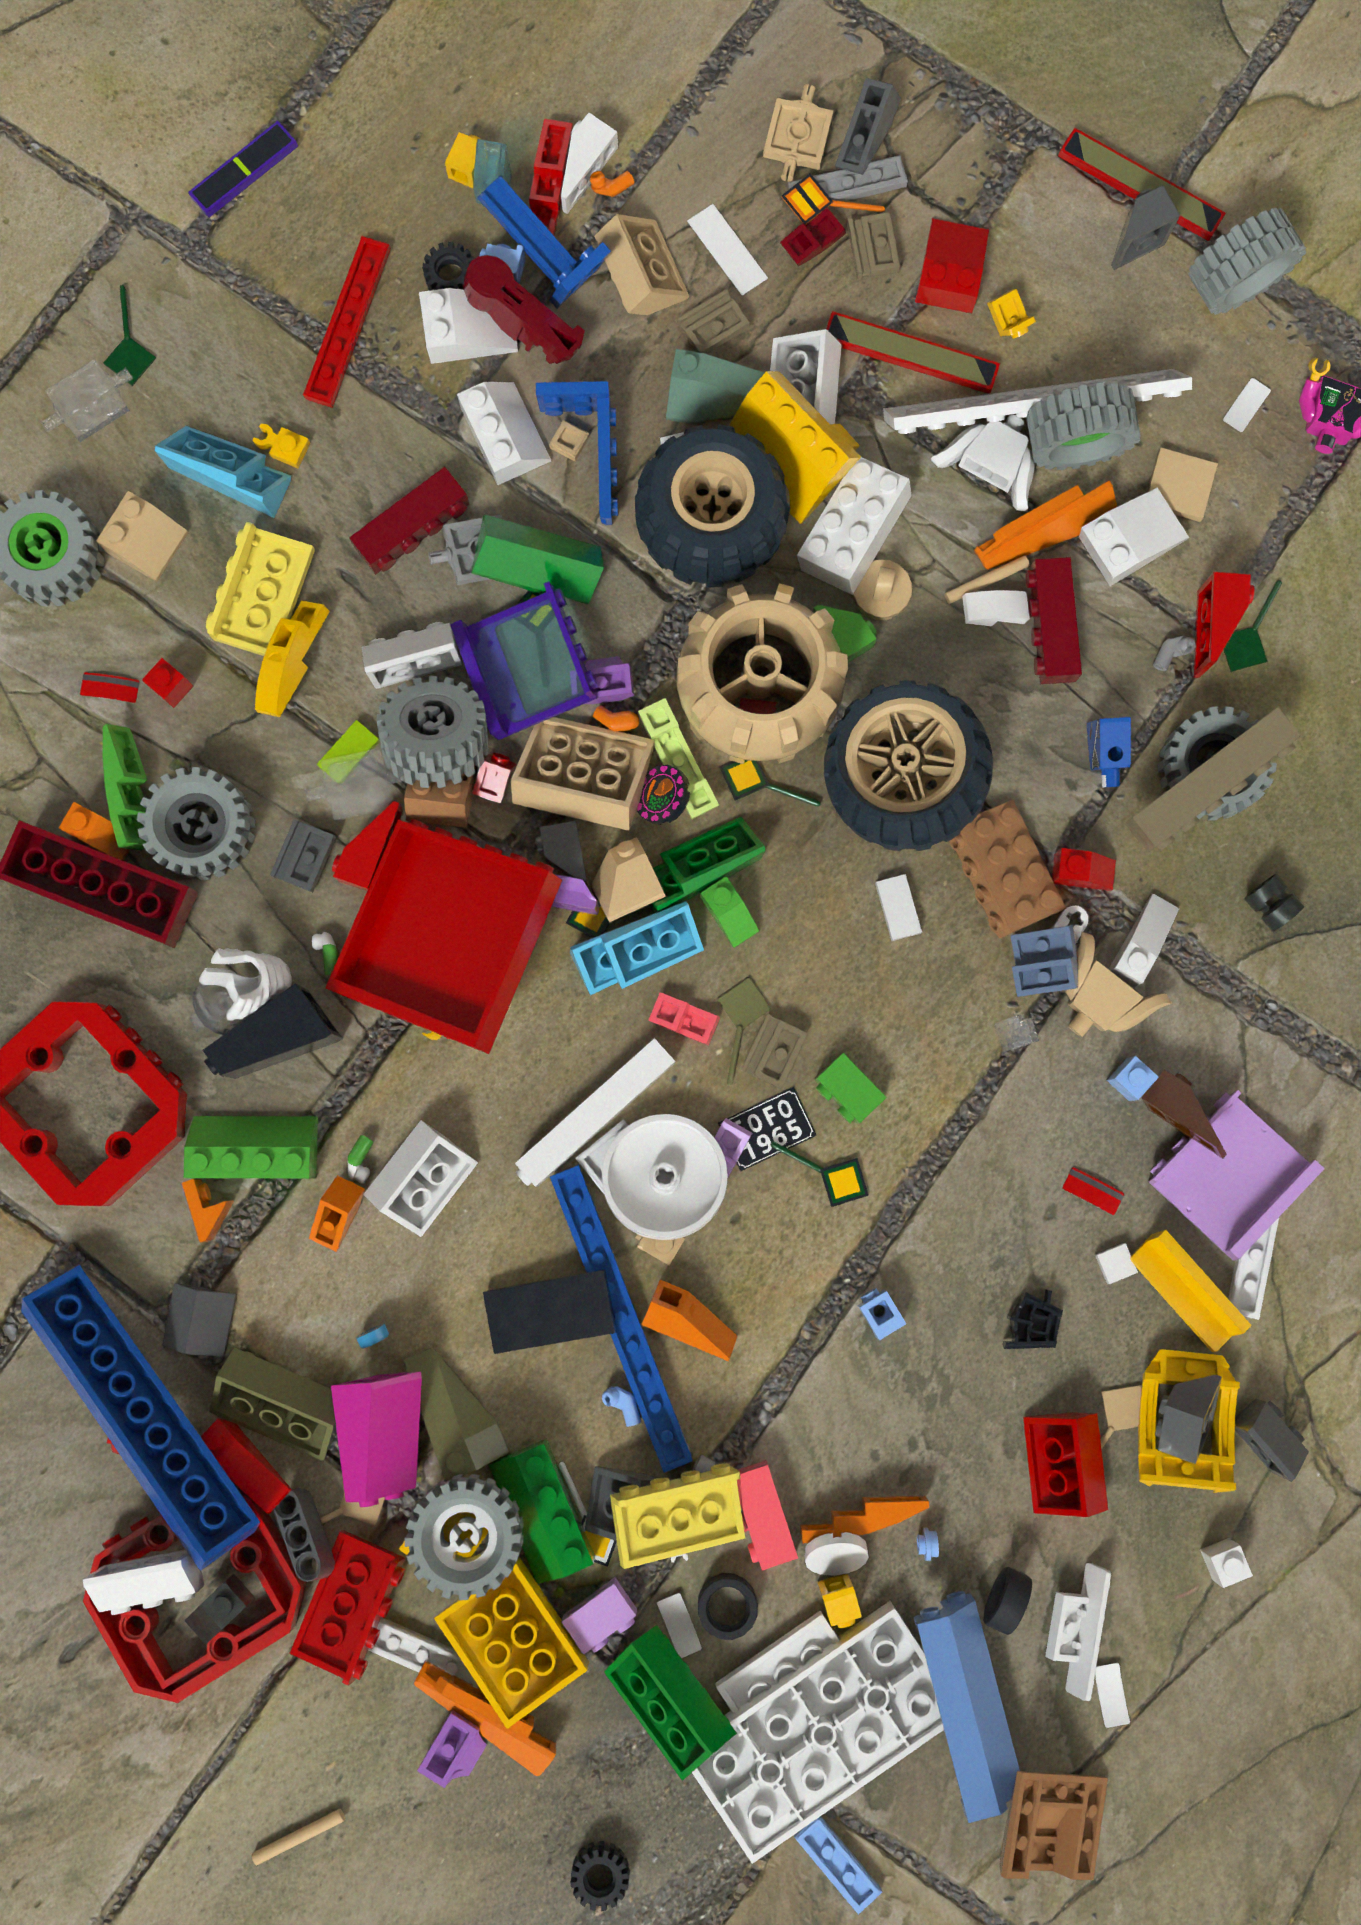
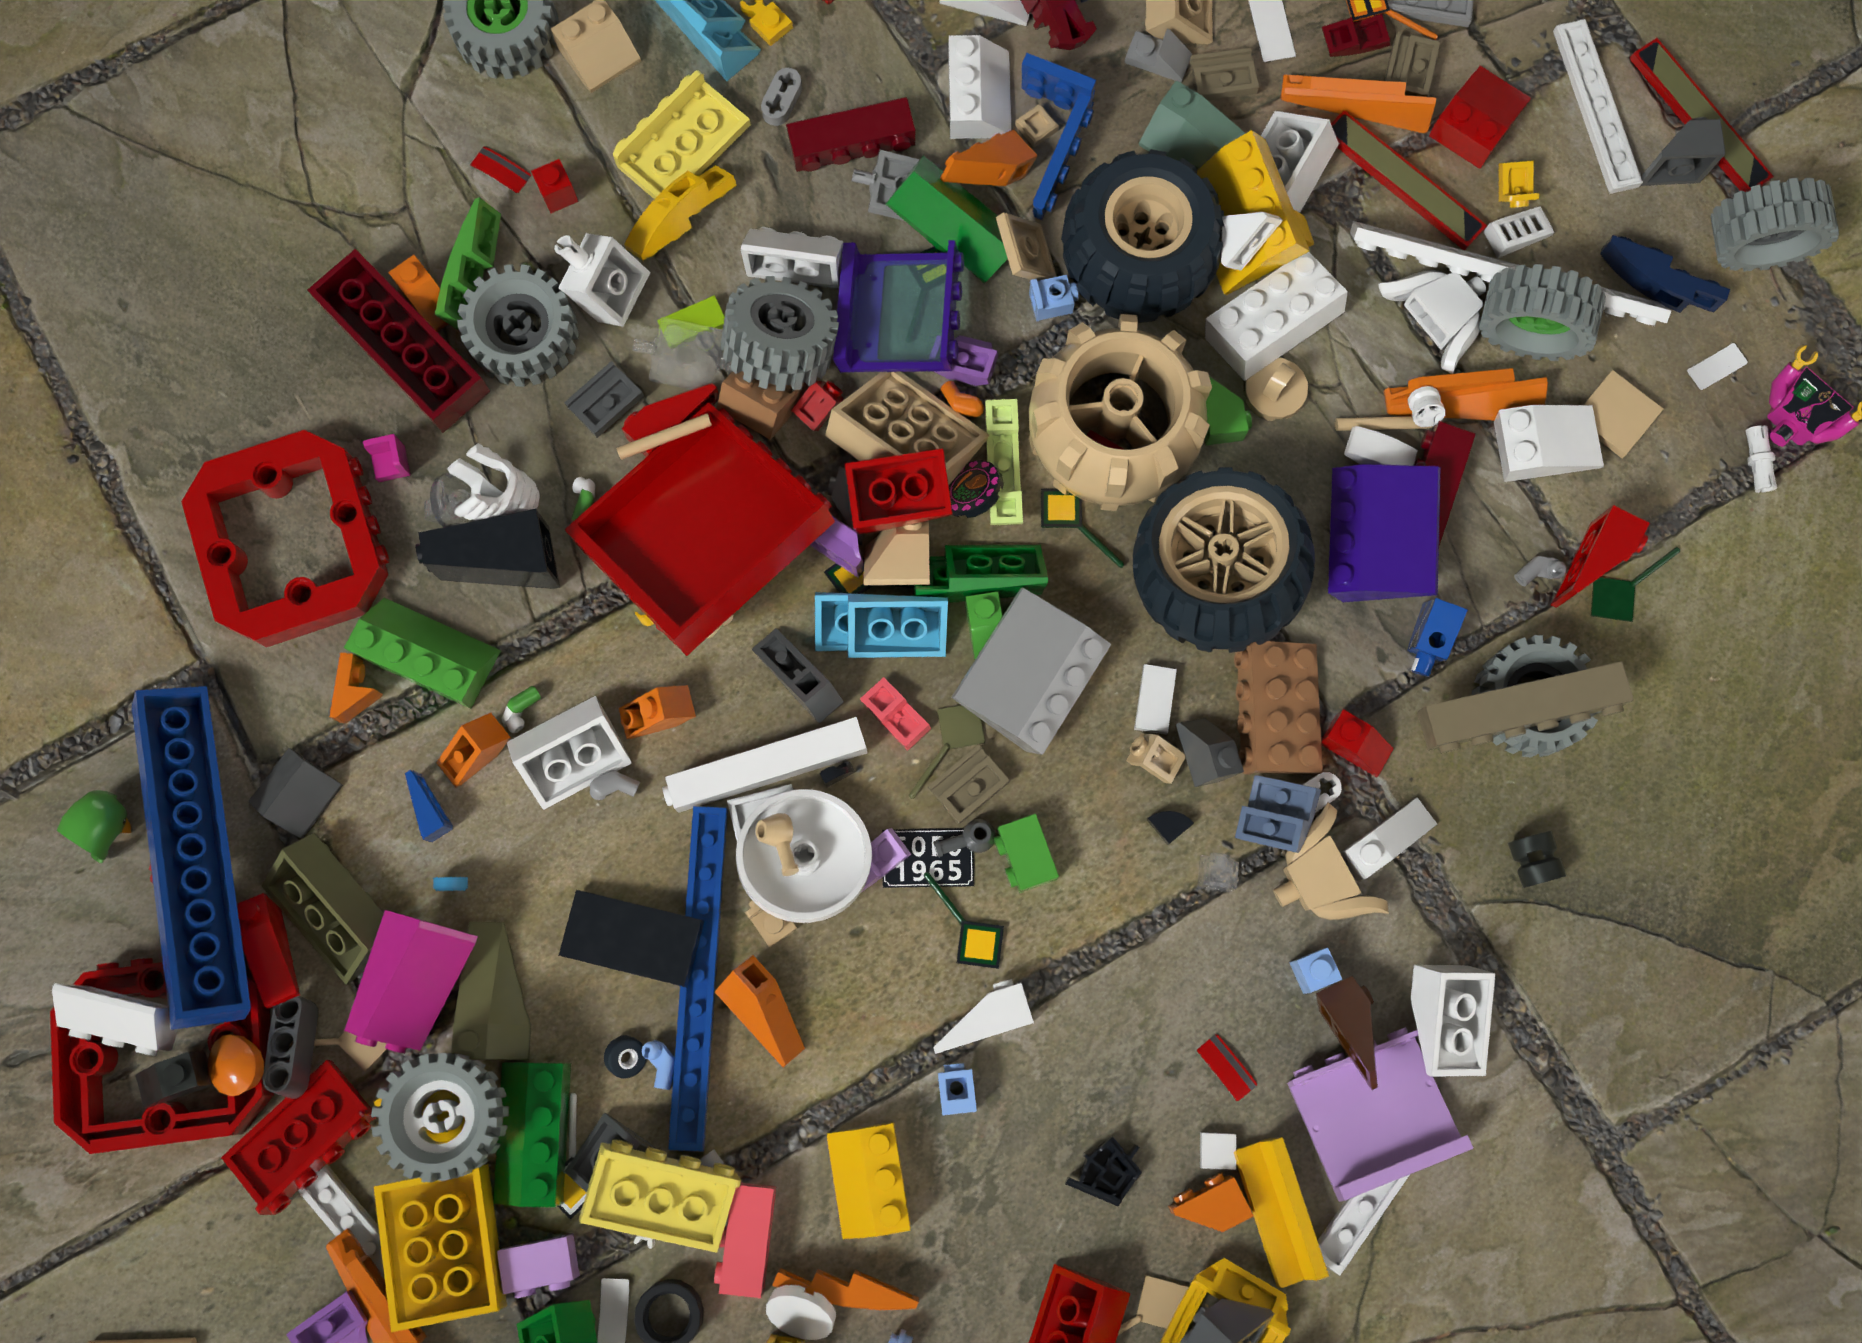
camera: 25 degrees right, 5 degrees down
(39, 1425) = (95, 823): none -> bright green piece
(137, 992) = (387, 457): none -> dark pink panel
(252, 749) = (601, 277): none -> white brick
(266, 1573) = (235, 1065): none -> orange hat
(325, 1284) = (429, 814): none -> blue slope
(337, 511) = (775, 94): none -> light grey beam
(374, 867) = (664, 436): none -> tan bar
(469, 1187) = (611, 782): none -> light grey arm
(480, 1109) = (657, 711): none -> orange slope
(549, 494) = (993, 162): none -> orange slope
(580, 1412) = (614, 1052): none -> black wheel
(586, 1023) = (798, 675): none -> dark grey slope
(604, 827) = (898, 490): none -> red slope
(612, 559) = (1025, 247): none -> tan tile
(635, 1167) = (778, 832): none -> tan bar
(650, 601) = (1047, 305): none -> light blue brick
(652, 329) = (1162, 57): none -> light grey slope
(658, 1092) = (835, 774): none -> black tile
(785, 932) = (1031, 671): none -> light grey slope
(794, 1098) = (968, 839): none -> dark grey bar
(802, 470) = (1244, 236): none -> white slope
(842, 1421) = (868, 1181): none -> yellow slope
(845, 293) = (1363, 99): none -> orange wedge
(882, 1237) = (994, 1014): none -> white slope
(921, 957) = (1156, 756): none -> tan bracket
(958, 1009) = (1169, 824): none -> black tile
(963, 933) = (1208, 752): none -> dark grey slope
(1014, 371) = (1498, 240): none -> white slope
(1018, 550) = (1426, 406): none -> white wheel
(1030, 678) = (1384, 532): none -> dark purple slope
(1049, 212) = (1597, 106): none -> white tile
(1134, 1310) = (1214, 1206): none -> orange slope
(1159, 348) = (1651, 275): none -> dark blue slope
(1261, 1066) = (1453, 1018): none -> white slope
(1317, 472) = (1761, 459): none -> white pin

